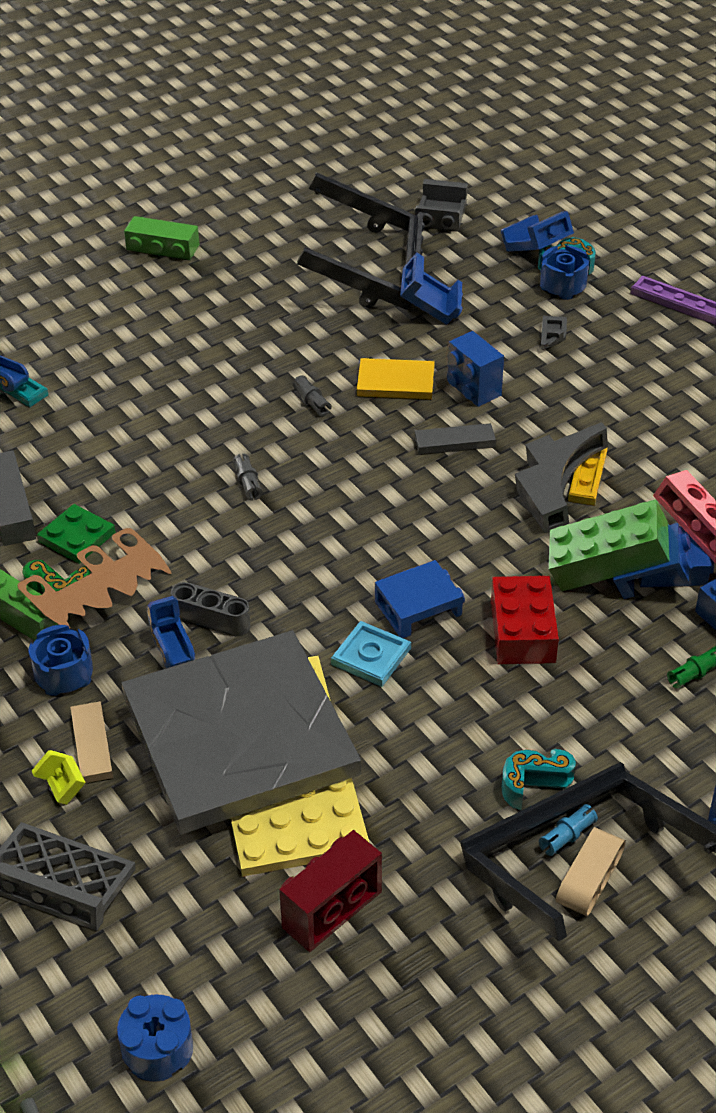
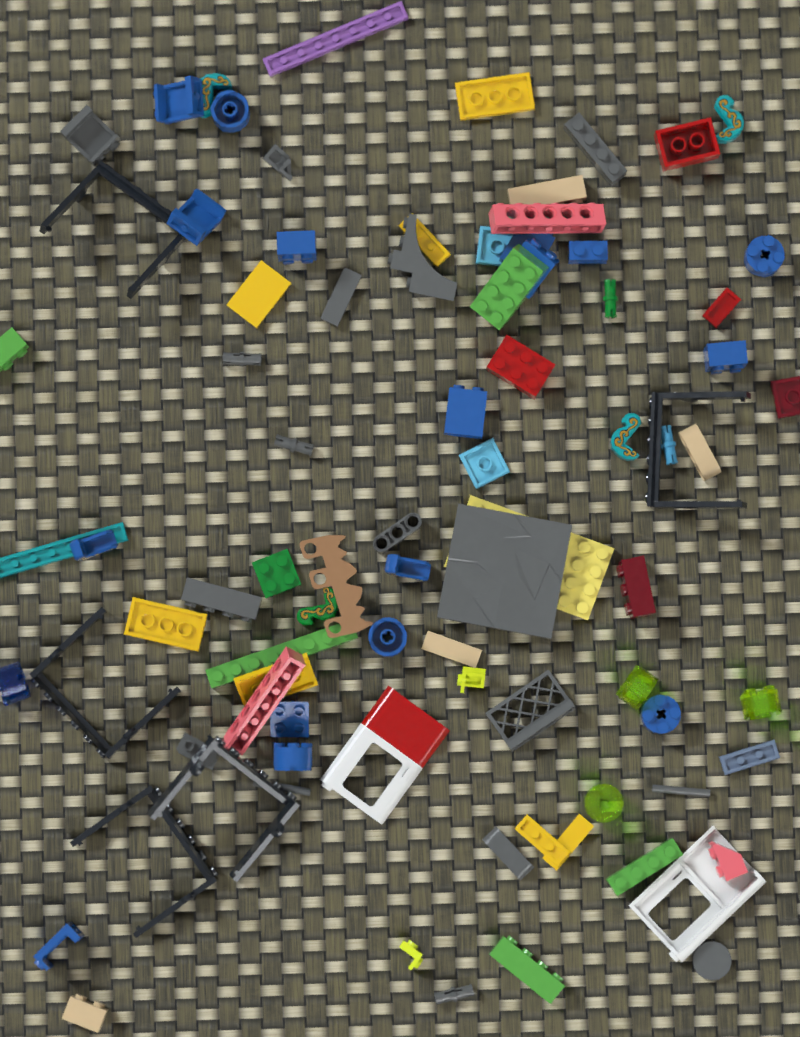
camera: 55 degrees left, 40 degrees up
(178, 970) = (638, 687): none -> clear neon green brick

